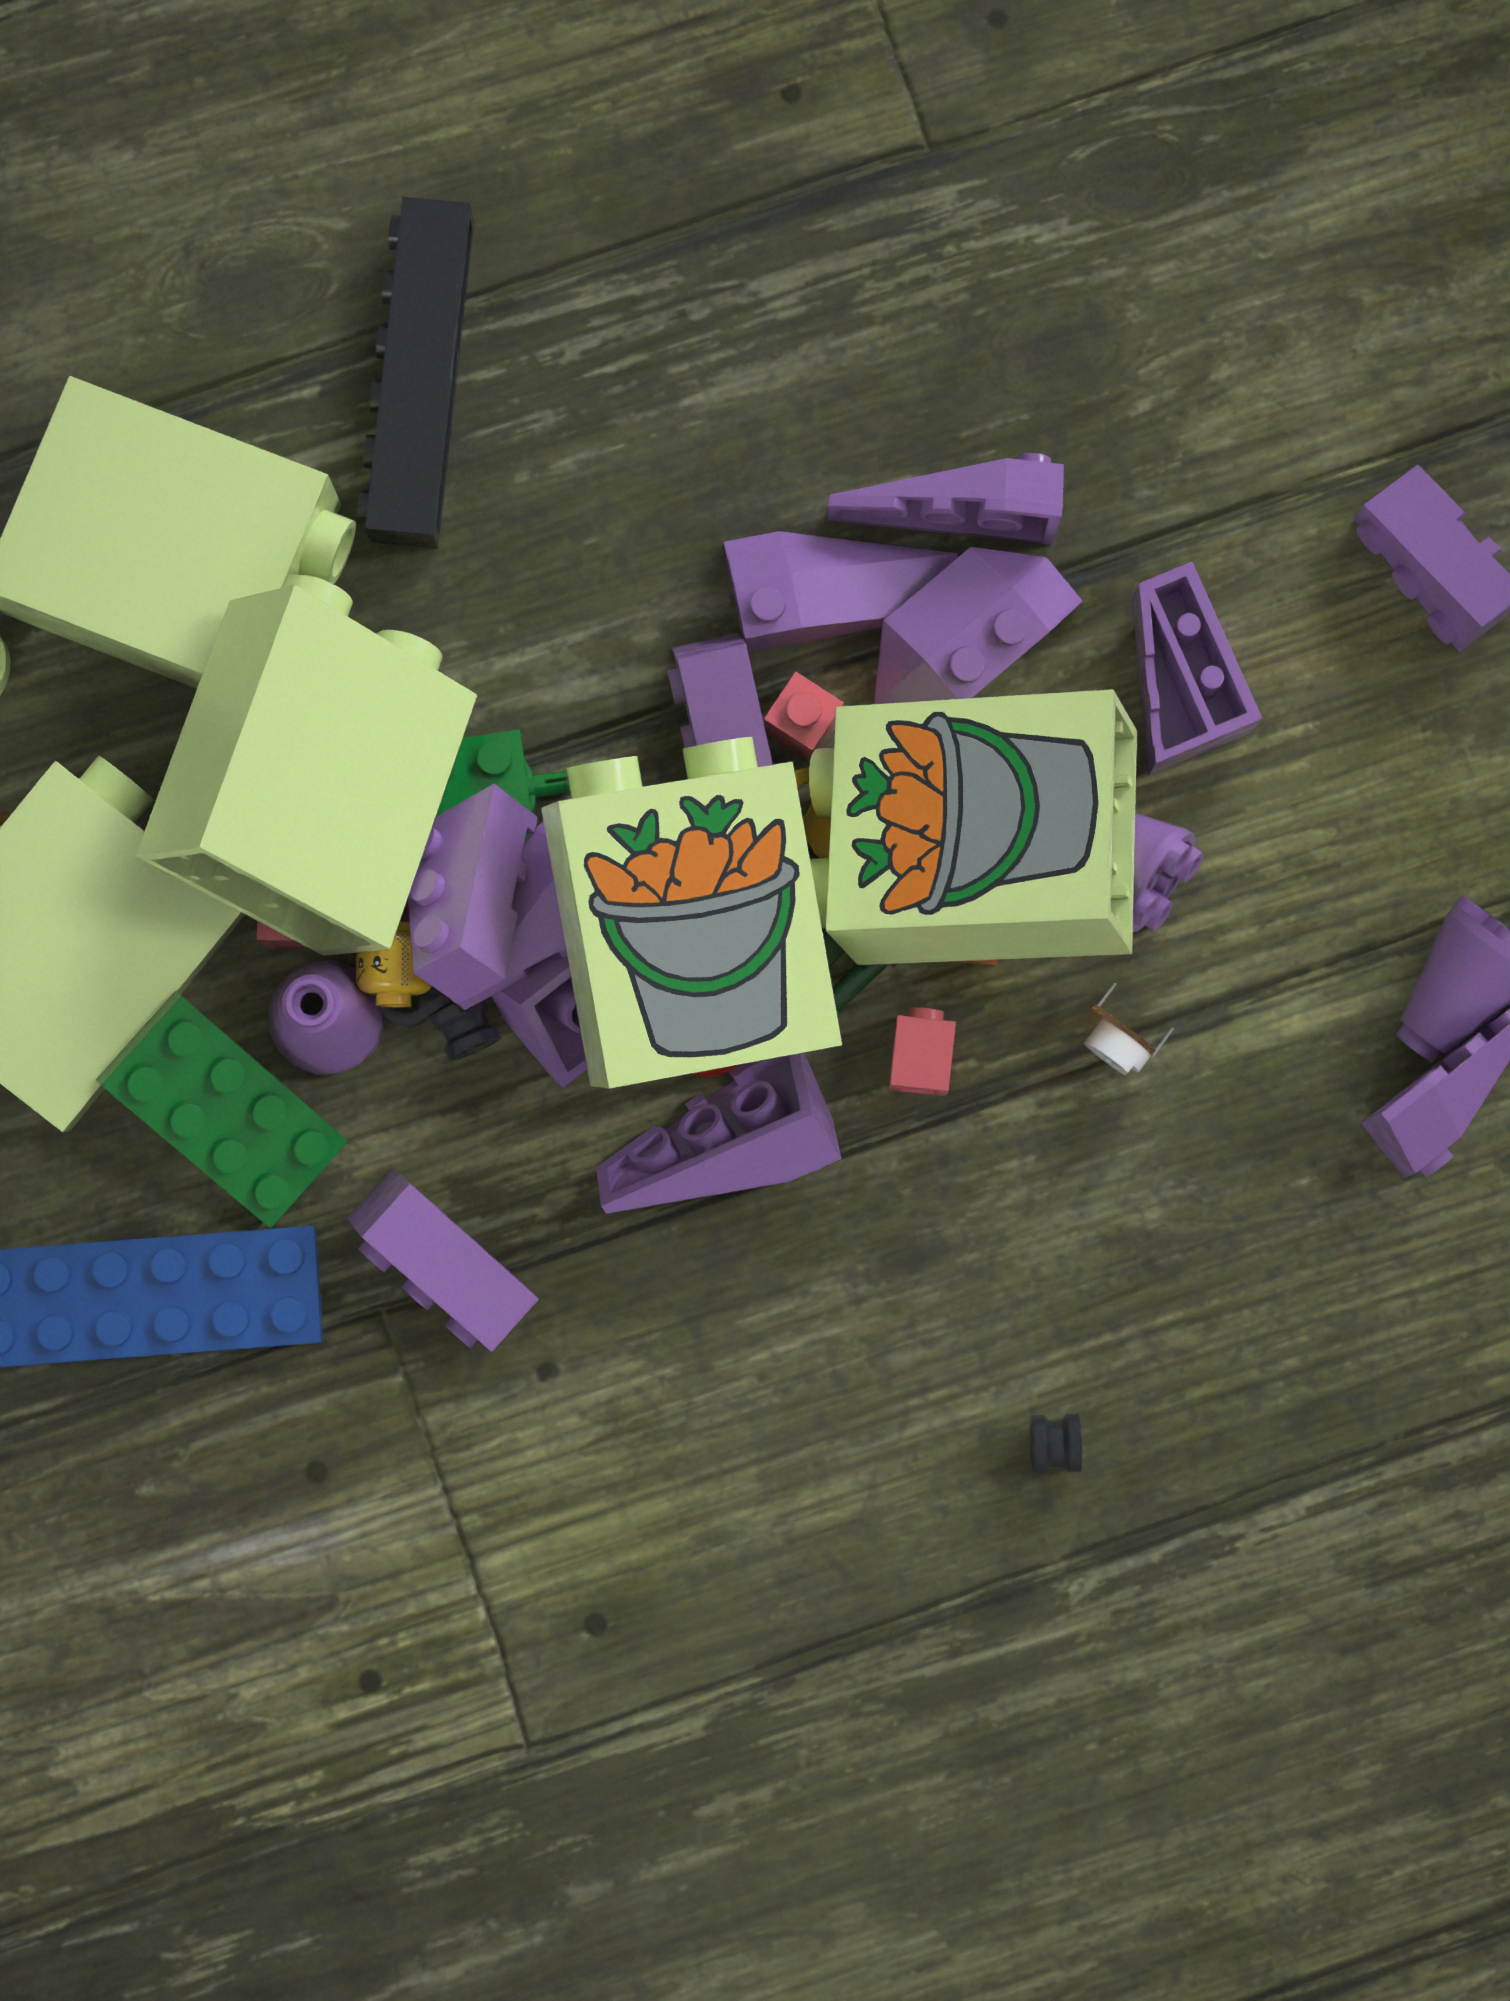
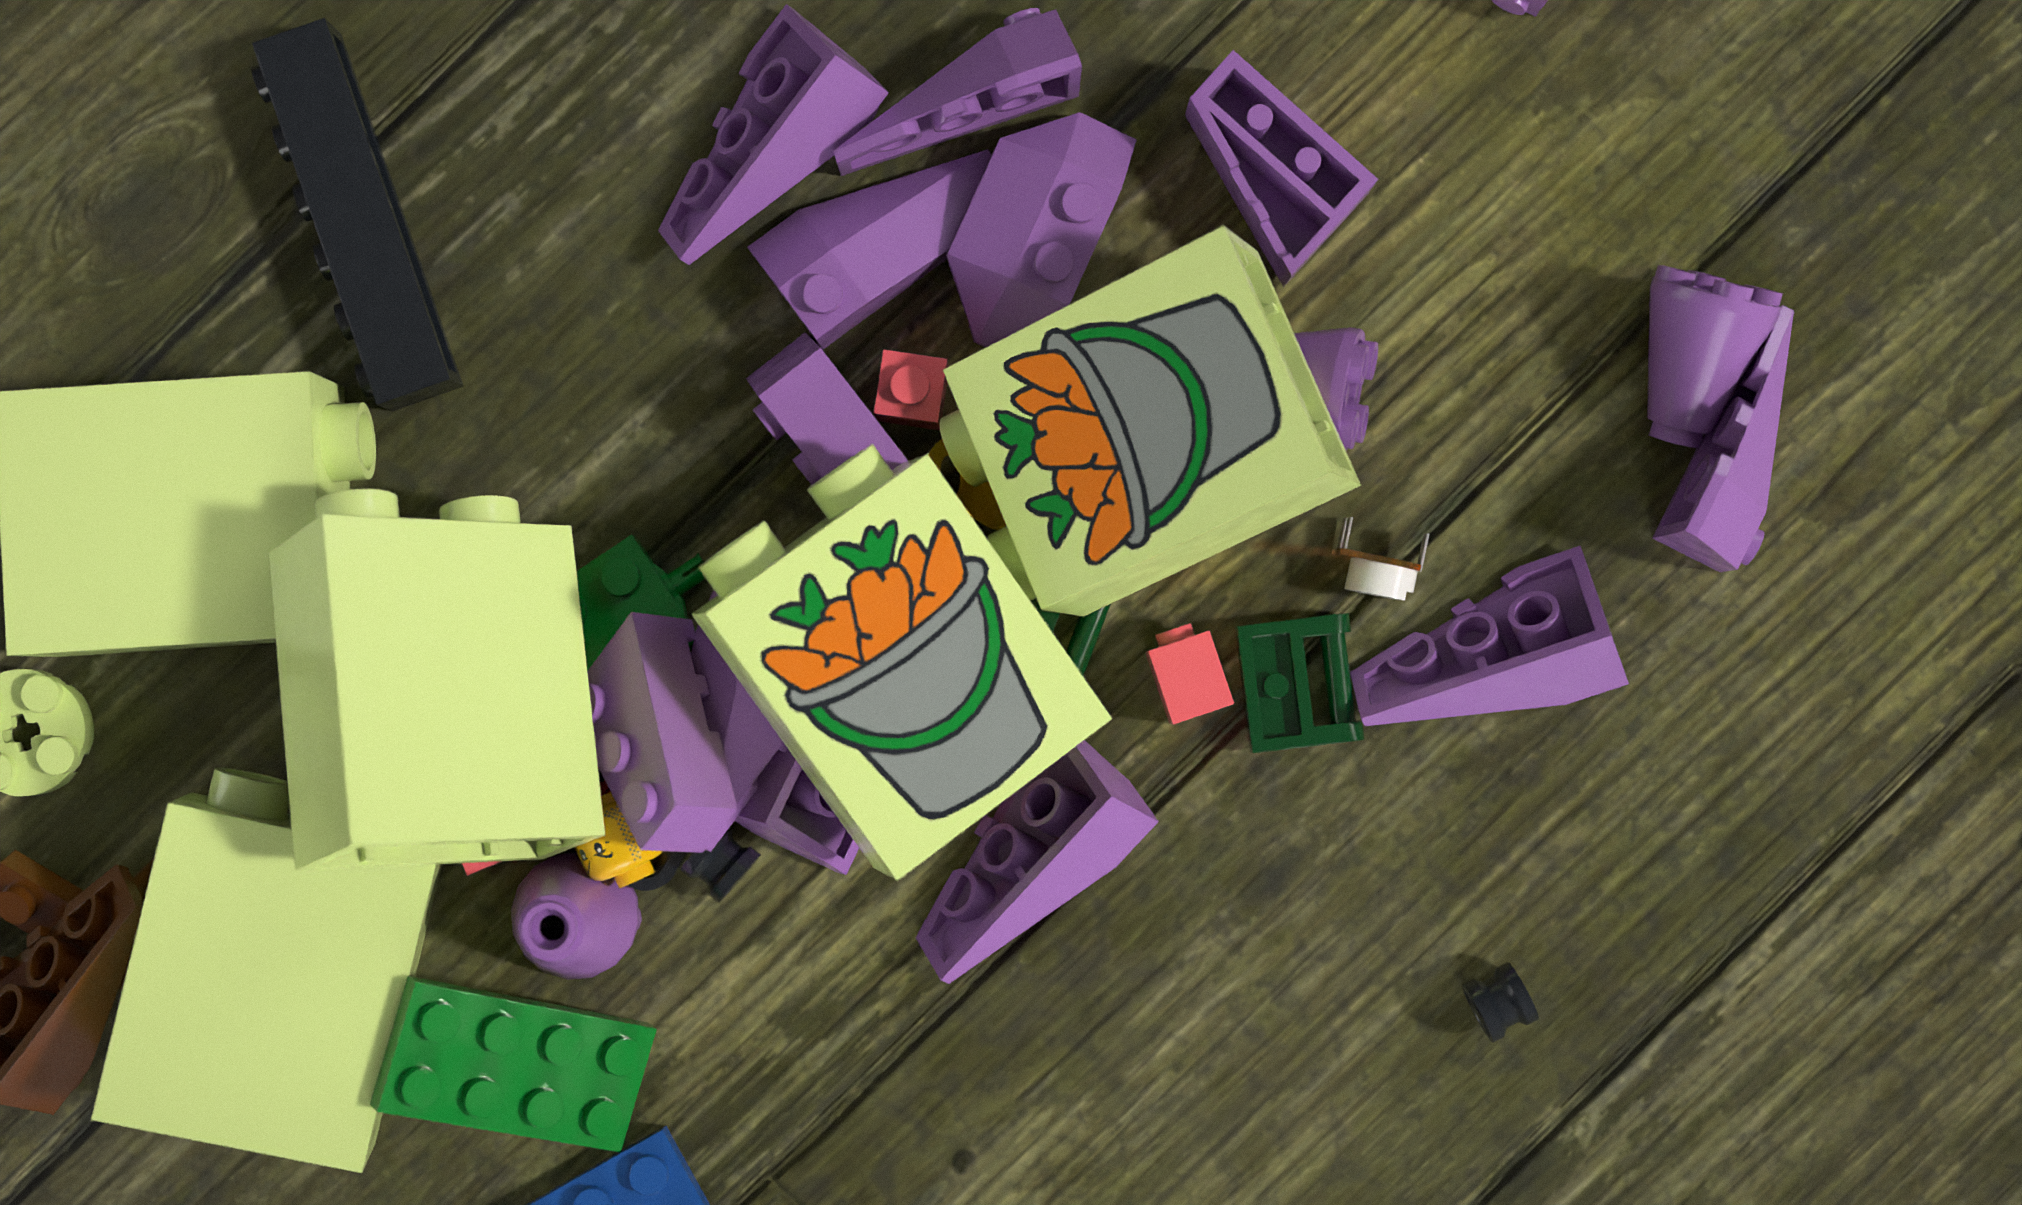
camera: 20 degrees left, 5 degrees up
(440, 1262) = (805, 1111): medium lavender wedge -> none
(803, 455) = (789, 119): none -> medium lavender wedge
(992, 1098) = (1278, 684): none -> dark green plate
(1209, 1160) = (1517, 649): none -> medium lavender wedge

